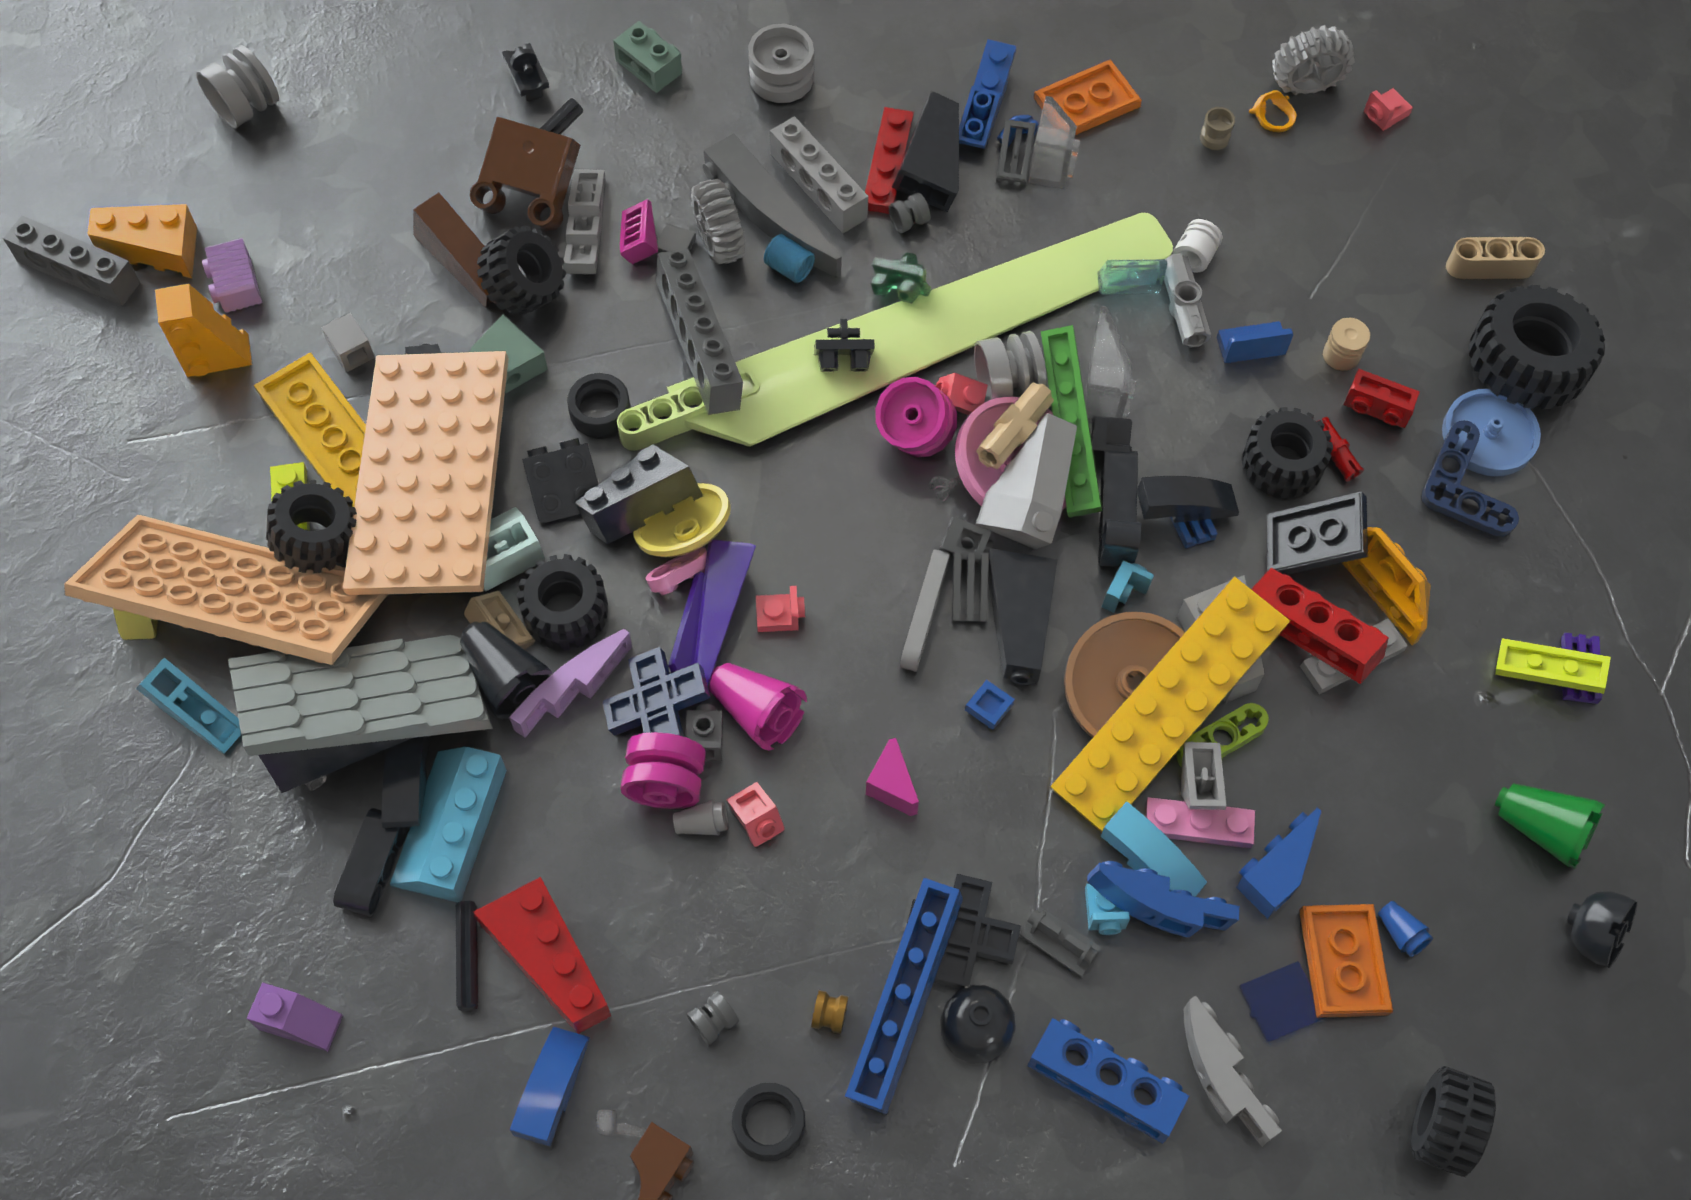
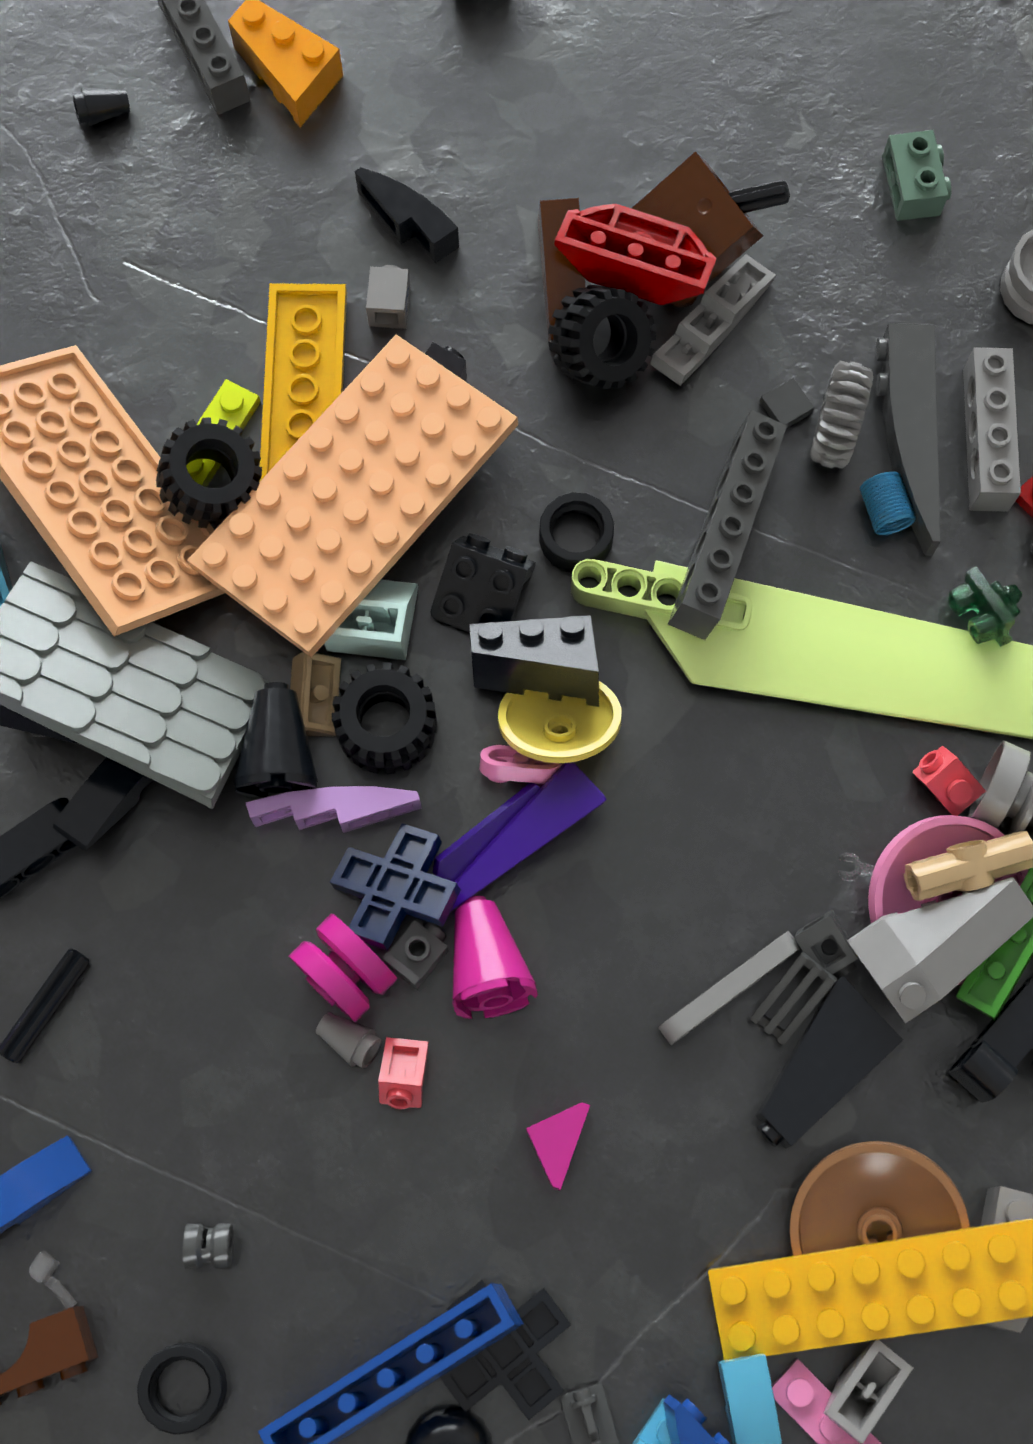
camera: 40 degrees right, 10 degrees up
(27, 349) = (99, 104): none -> black cone
(198, 333) = (250, 198): light orange wedge -> none
(232, 275) = (333, 151): lavender brick -> none
(318, 282) = (408, 213): none -> black slope
(452, 823) = (122, 867): medium azure slope -> none
(506, 200) = (635, 253): none -> red wedge
(524, 356) = (535, 407): sand green torso -> none
(526, 72) = (776, 112): black hips -> none
(540, 944) = (109, 1062): red wedge -> none
(647, 243) = (752, 390): dark pink slope -> none
(779, 611) = (586, 879): coral bracket -> none
(829, 1012) = (318, 1328): pearl gold wheel -> none
(858, 349) = (876, 661): black hips -> none
(911, 399) = (883, 755): dark pink wheel -> none
(989, 704) = (716, 1137): blue plate -> none
(1127, 578) = (948, 1117): medium azure bracket -> none
(1230, 724) = (961, 1347): lime beam -> none

